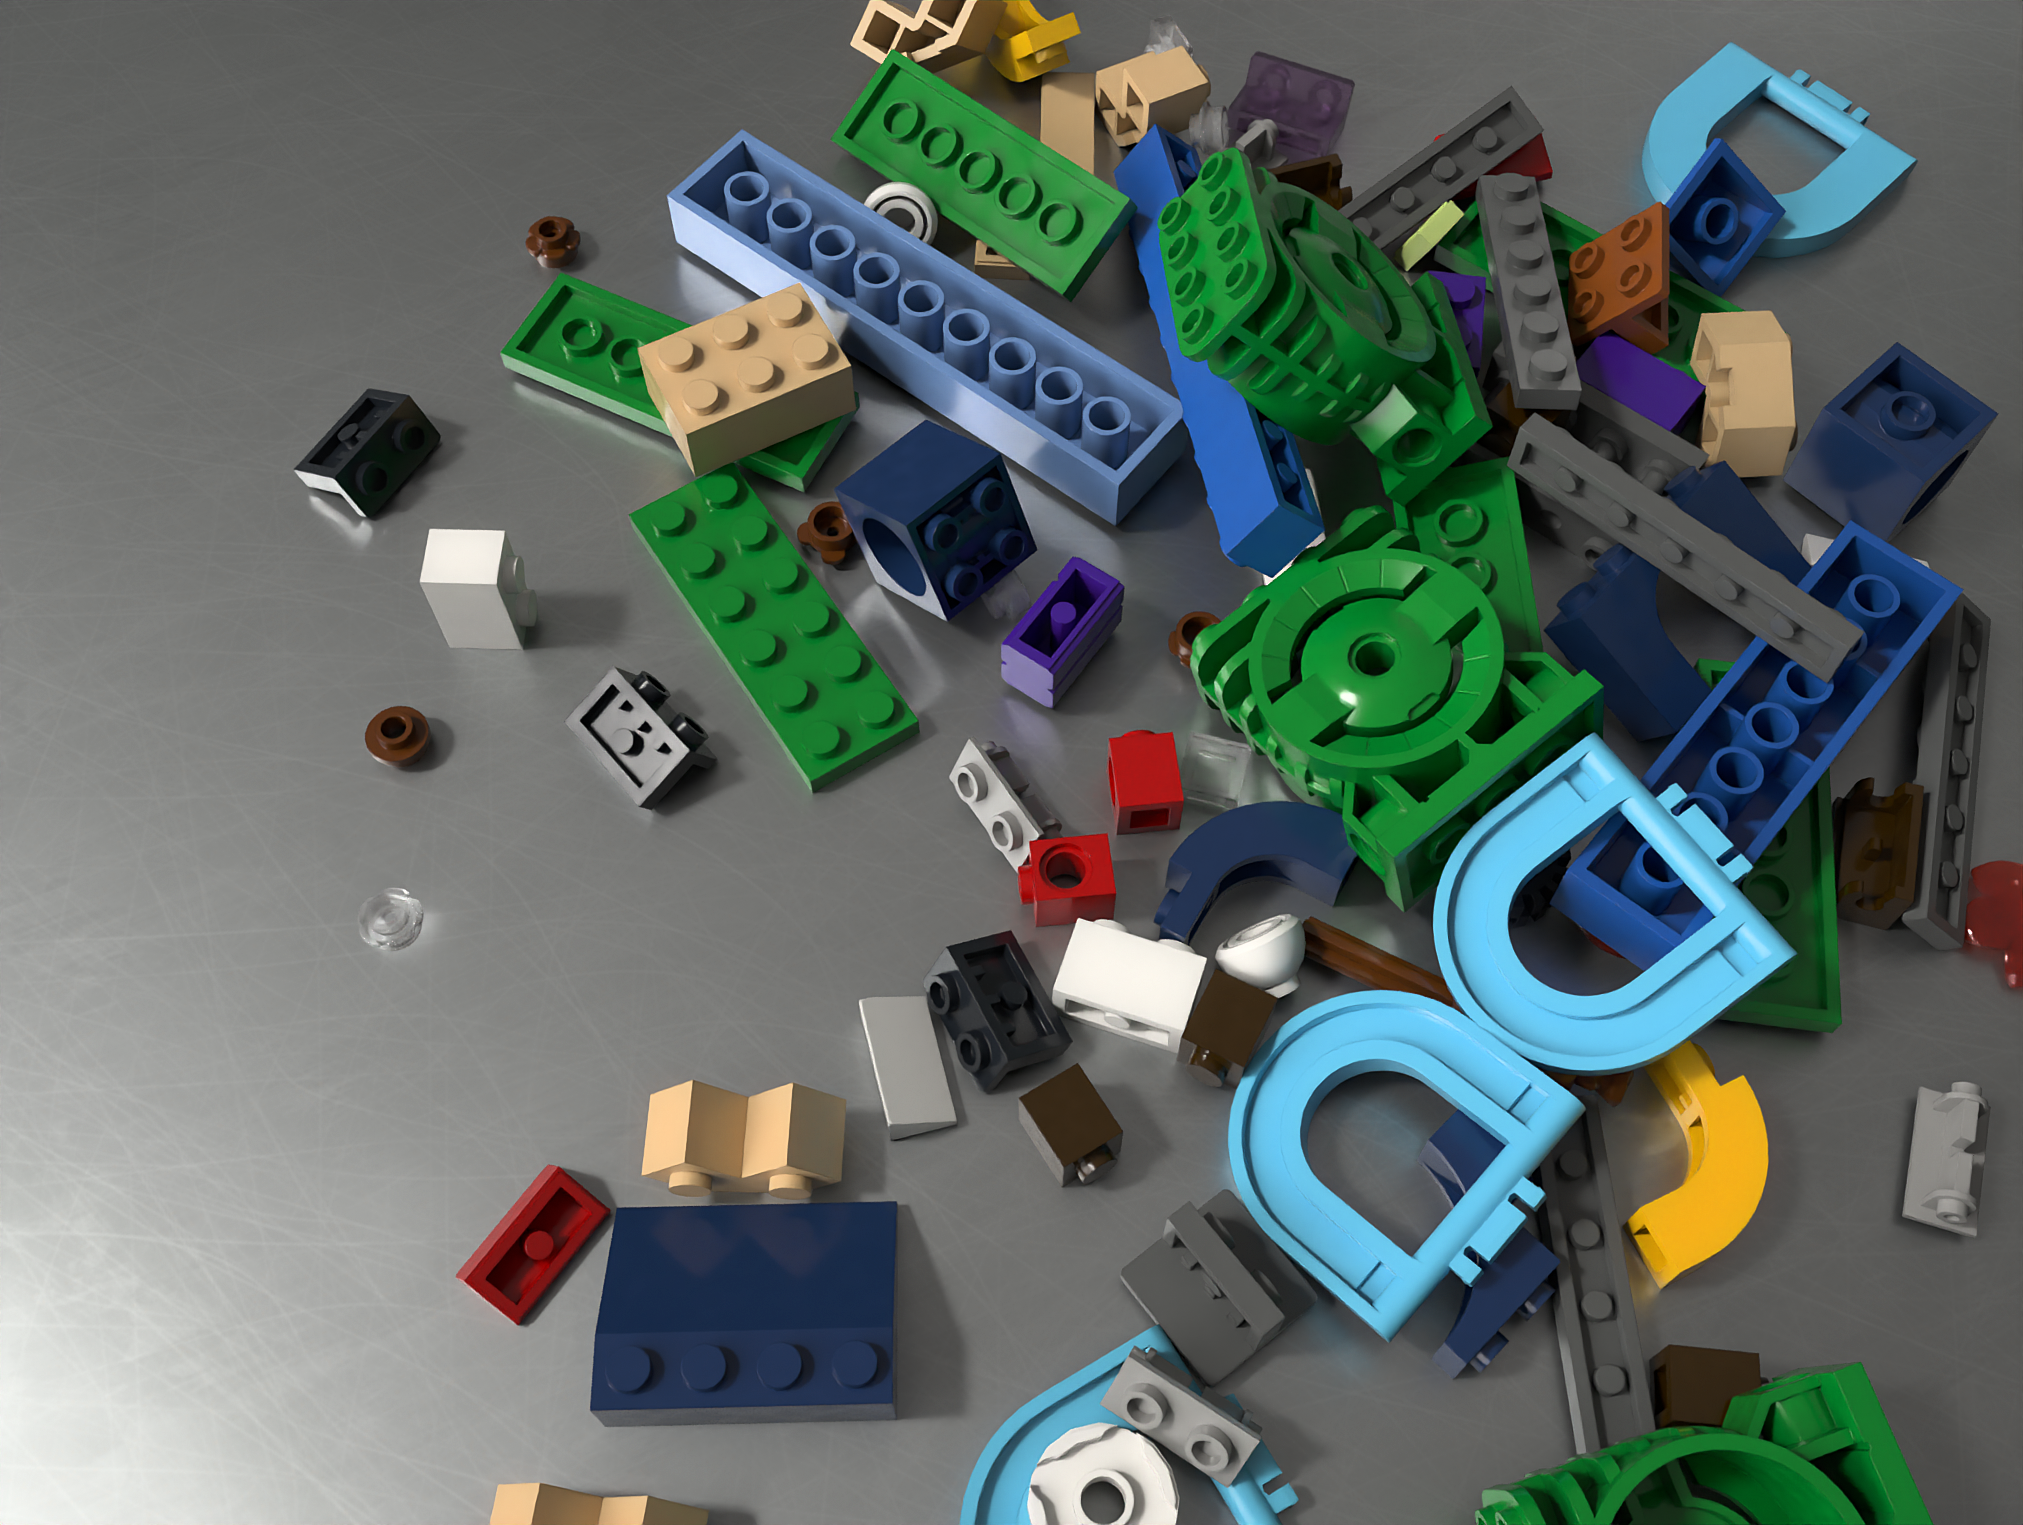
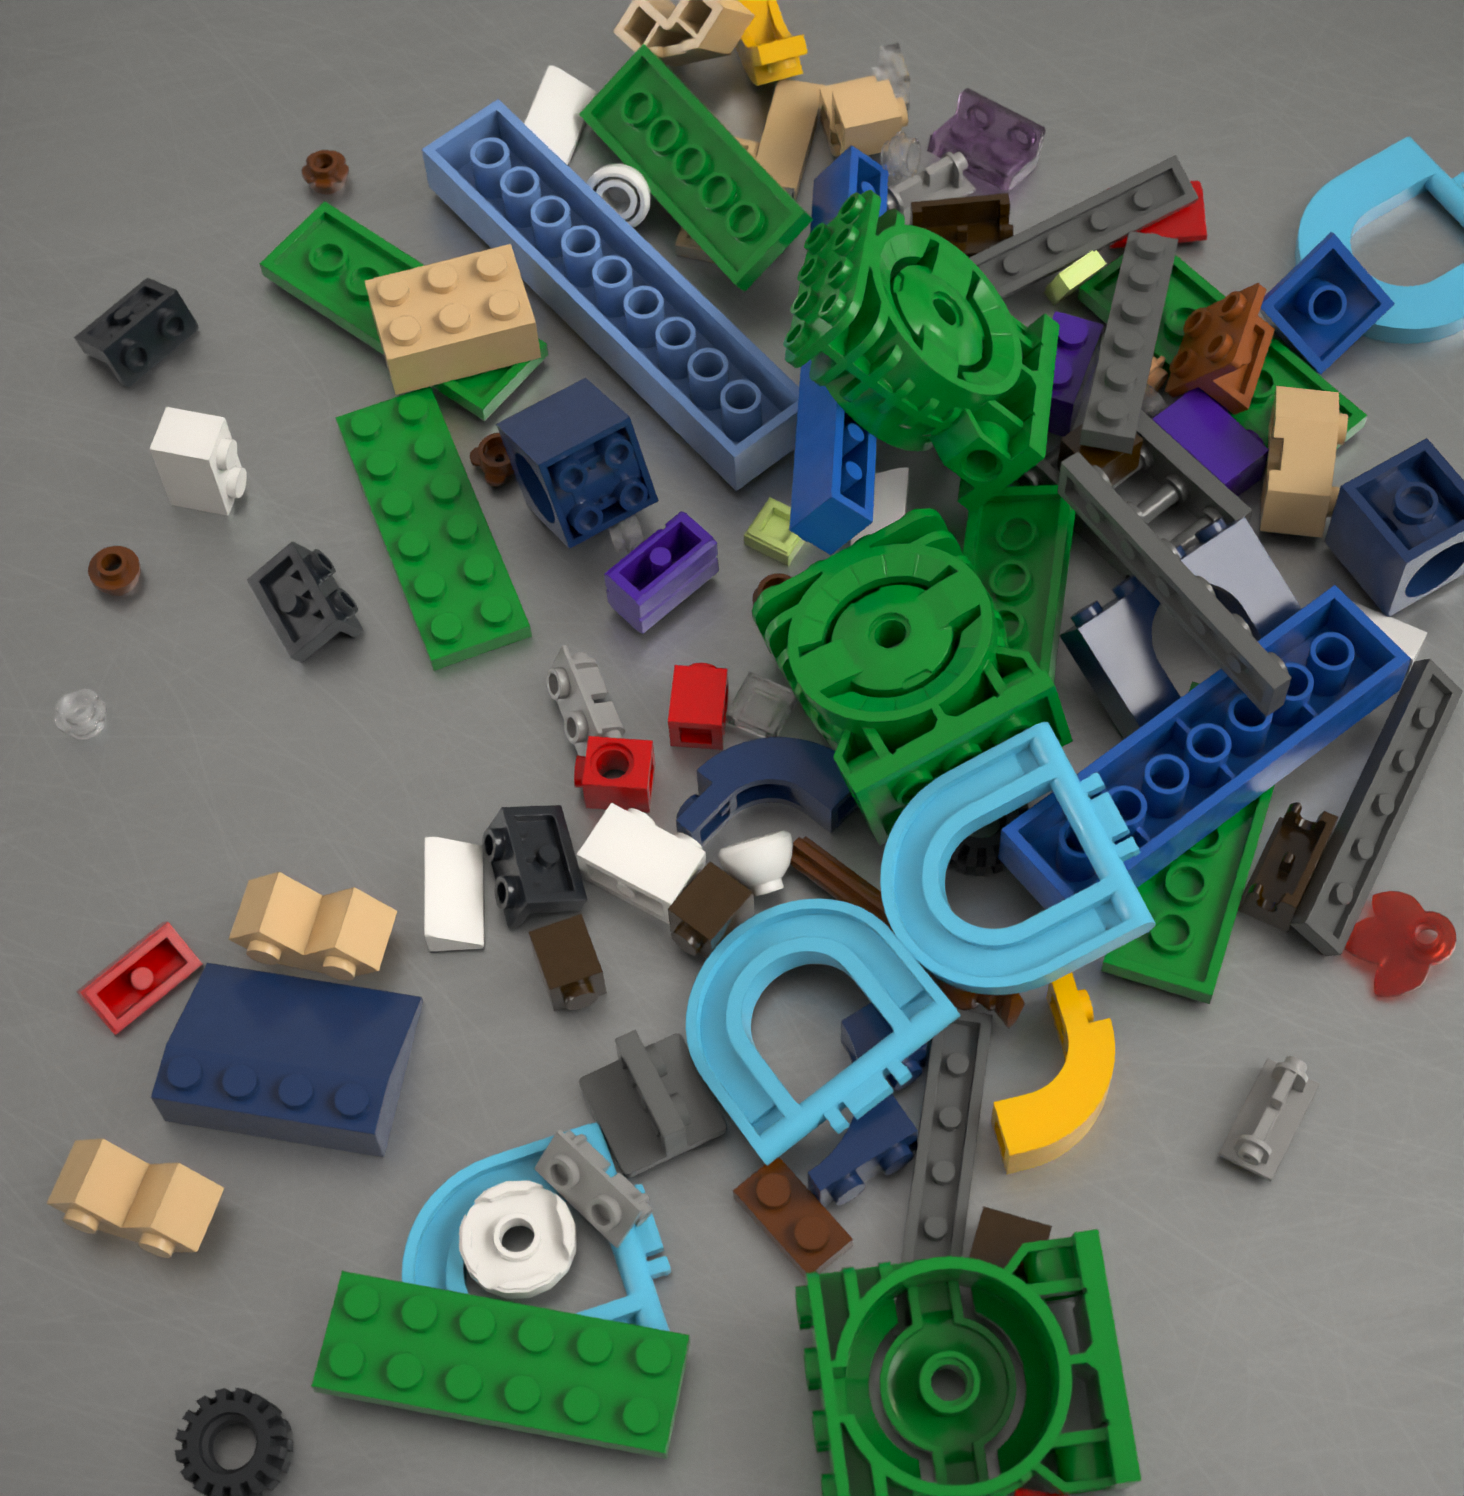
camera: 15 degrees right, 0 degrees up
(806, 134) = (556, 111): none -> white slope
(1176, 564) = (771, 533): none -> yellowish green tile
(1428, 1401) = (792, 1218): none -> reddish brown plate

